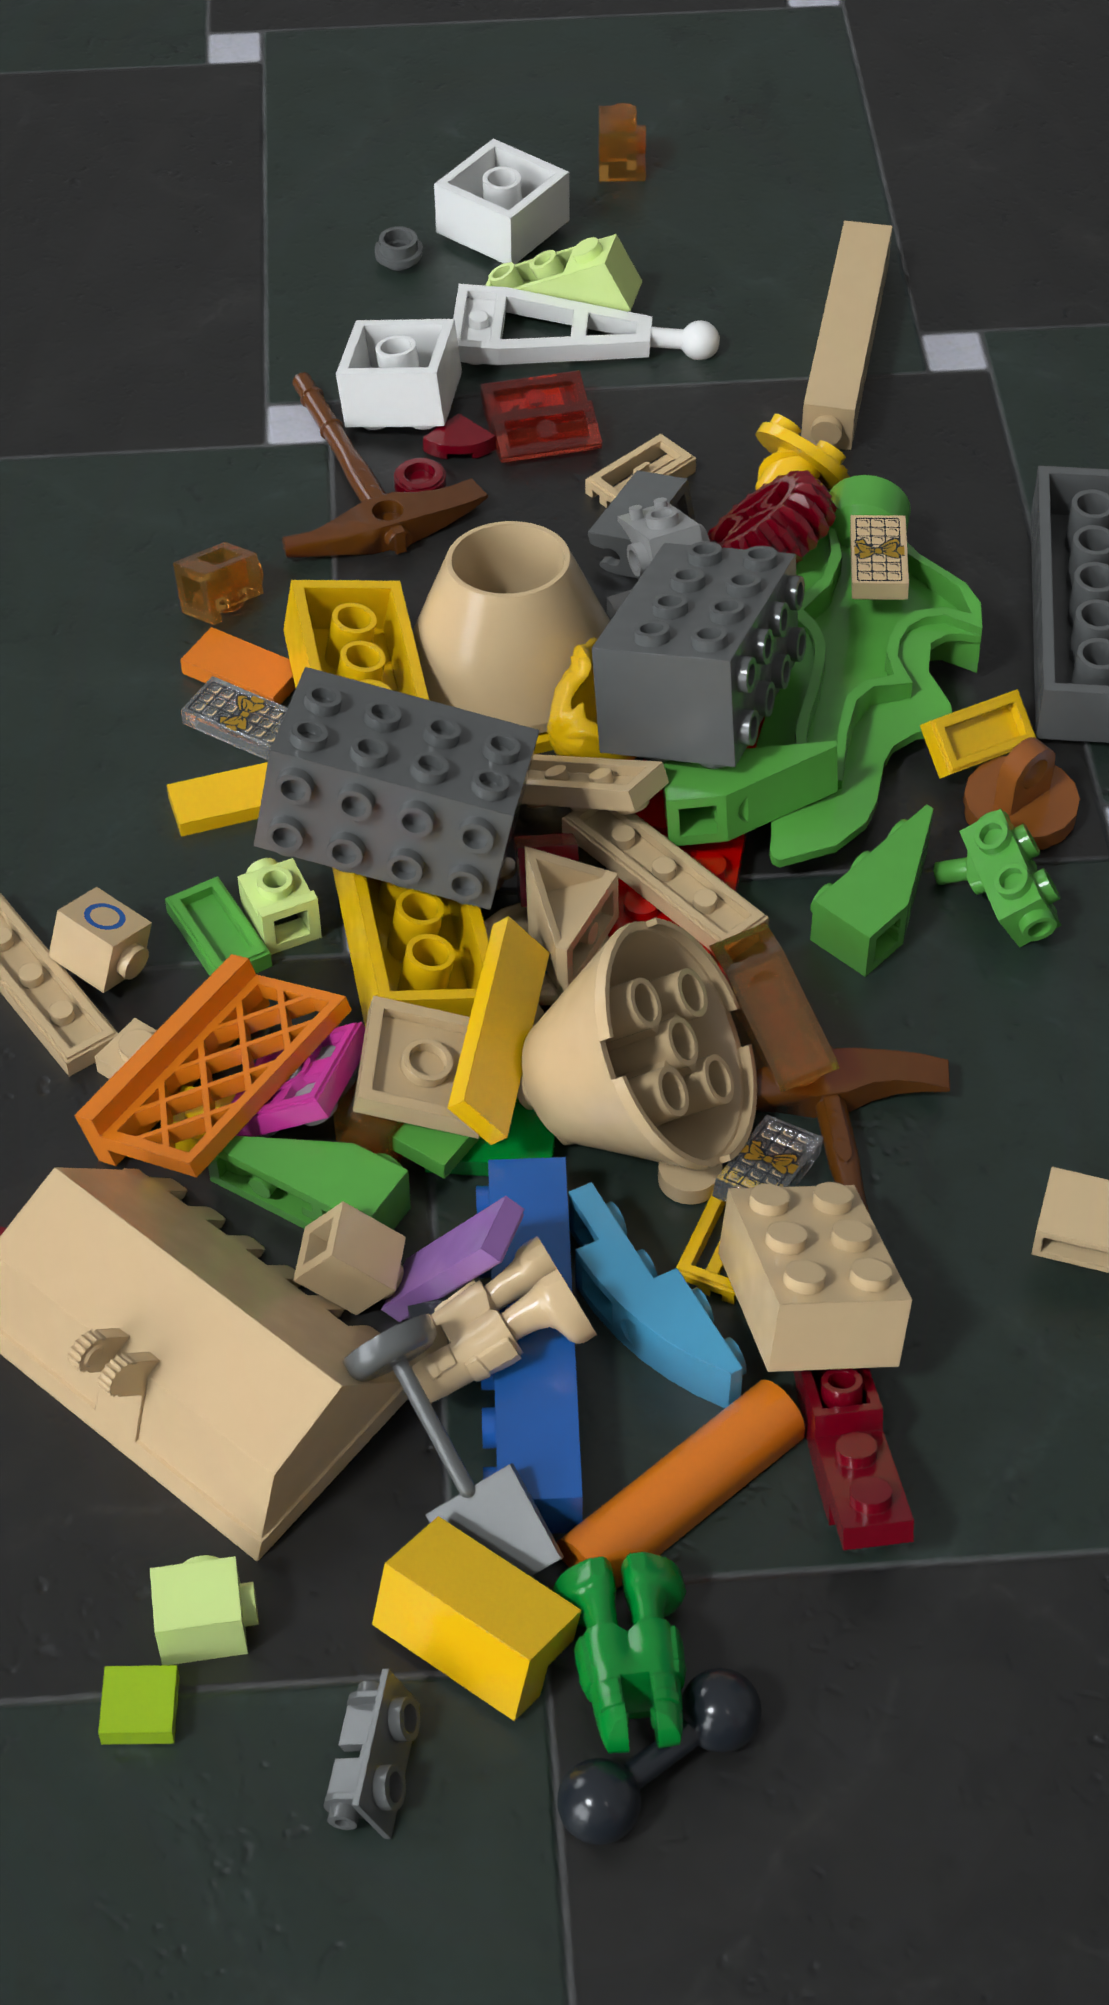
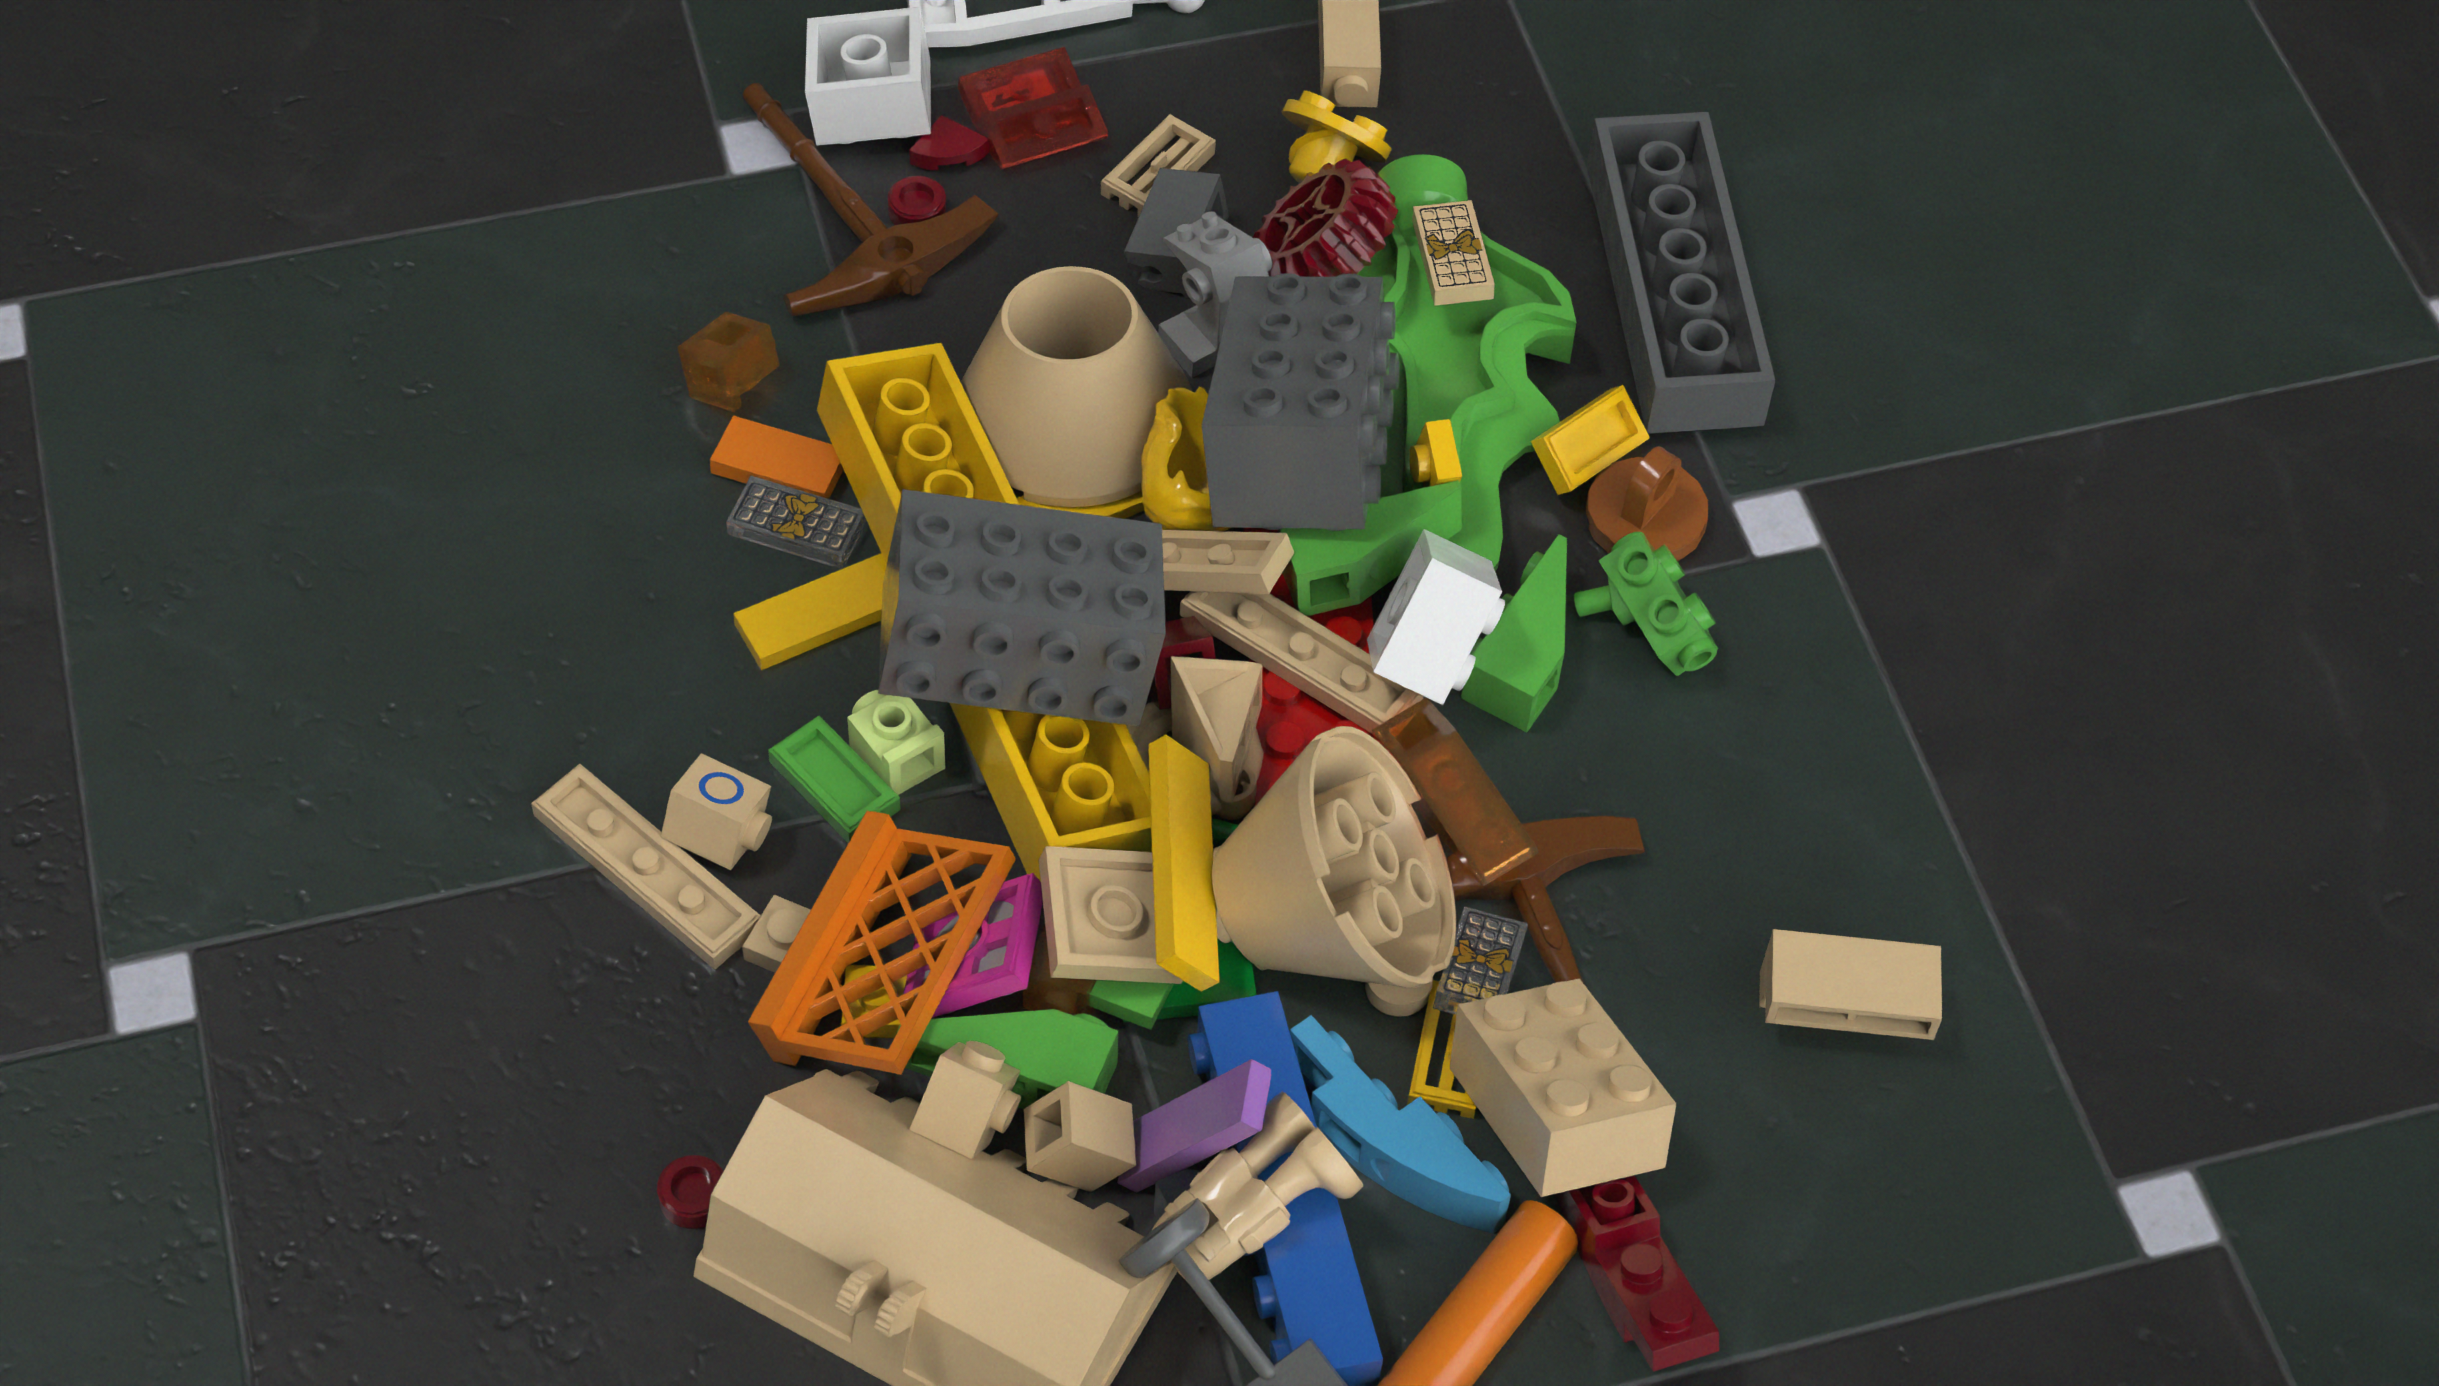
camera: 15 degrees left, 5 degrees up
(251, 1207) = (967, 1099): none -> tan brick
(785, 853) = (1435, 618): none -> white brick
(821, 719) = (1435, 455): none -> yellow plate

